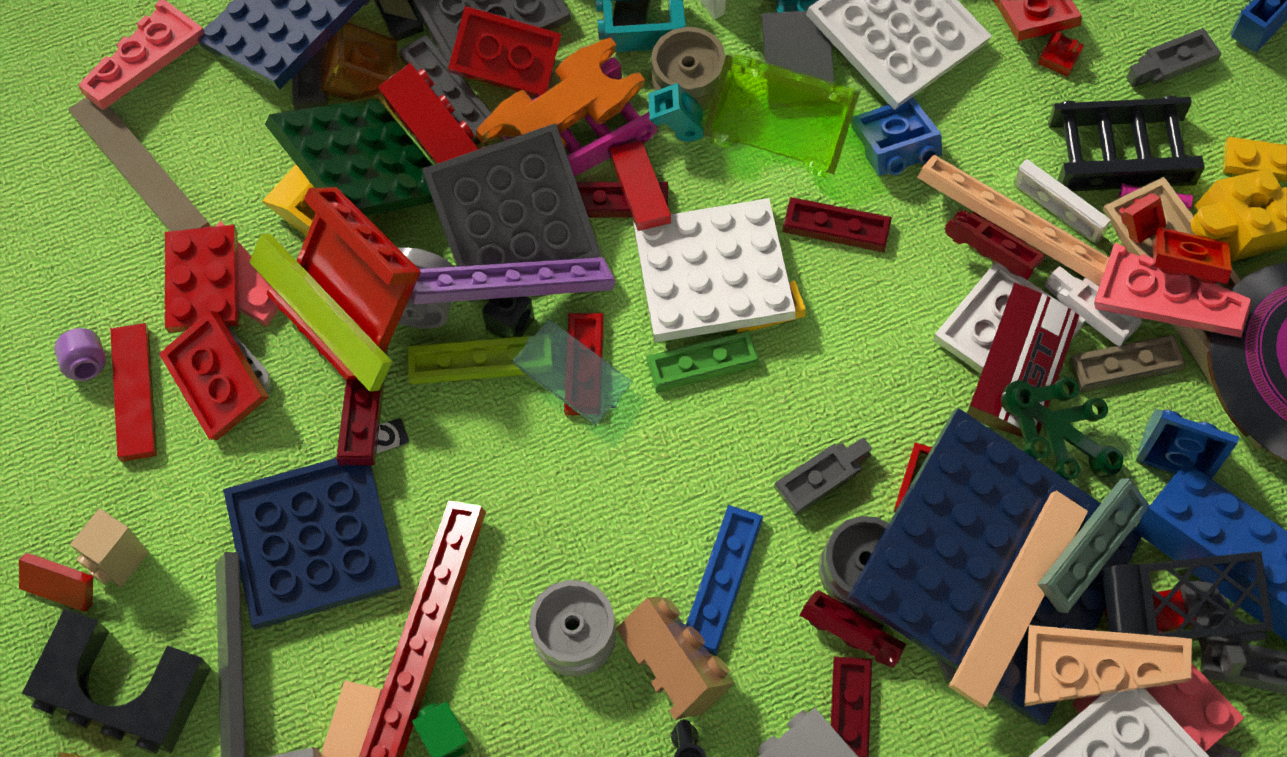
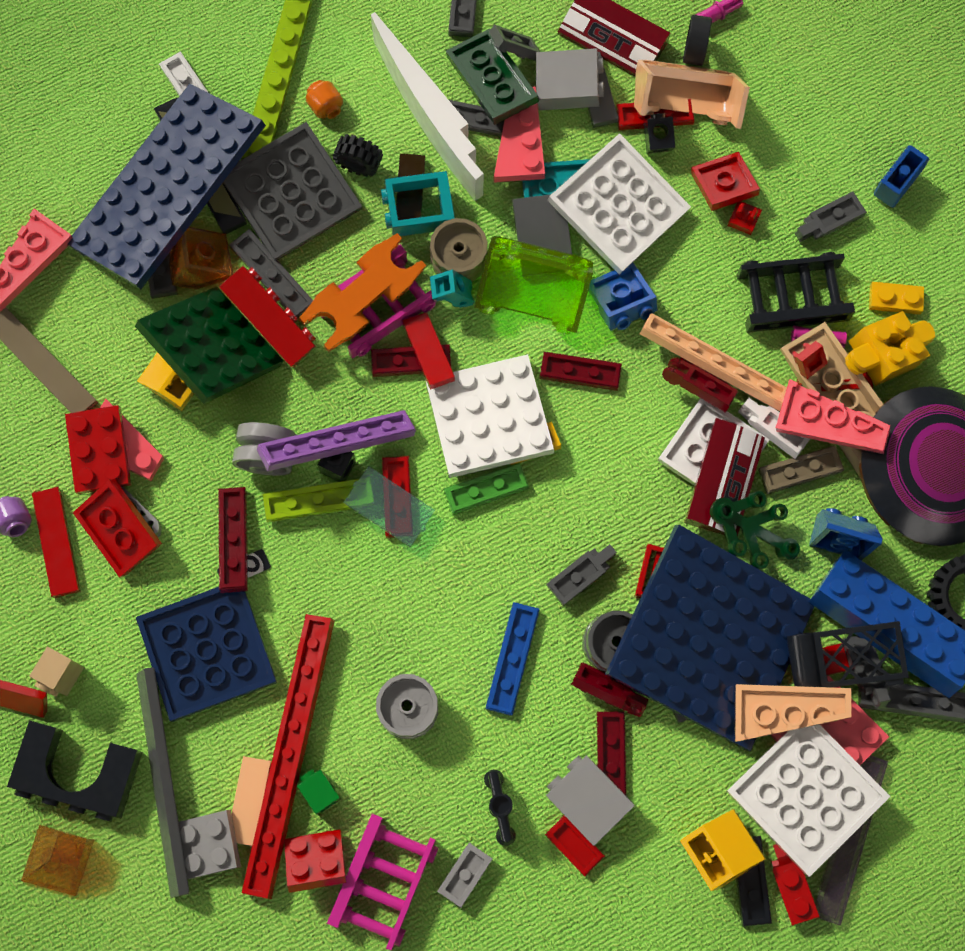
camera: 10 degrees left, 10 degrees up
(320, 312) = (193, 474): lime tile -> none
(355, 268) = (212, 455): red panel -> none
(504, 52) = (313, 244): red plate -> none
(512, 203) = (332, 377): dark grey plate -> none
(675, 657) = (483, 723): medium nougat wedge -> none
(1016, 601) = (728, 664): light nougat tile -> none
(1061, 201) = (748, 343): white tile -> none
(1093, 545) = (780, 619): sand green tile -> none
(1191, 255) = (846, 390): red plate -> none

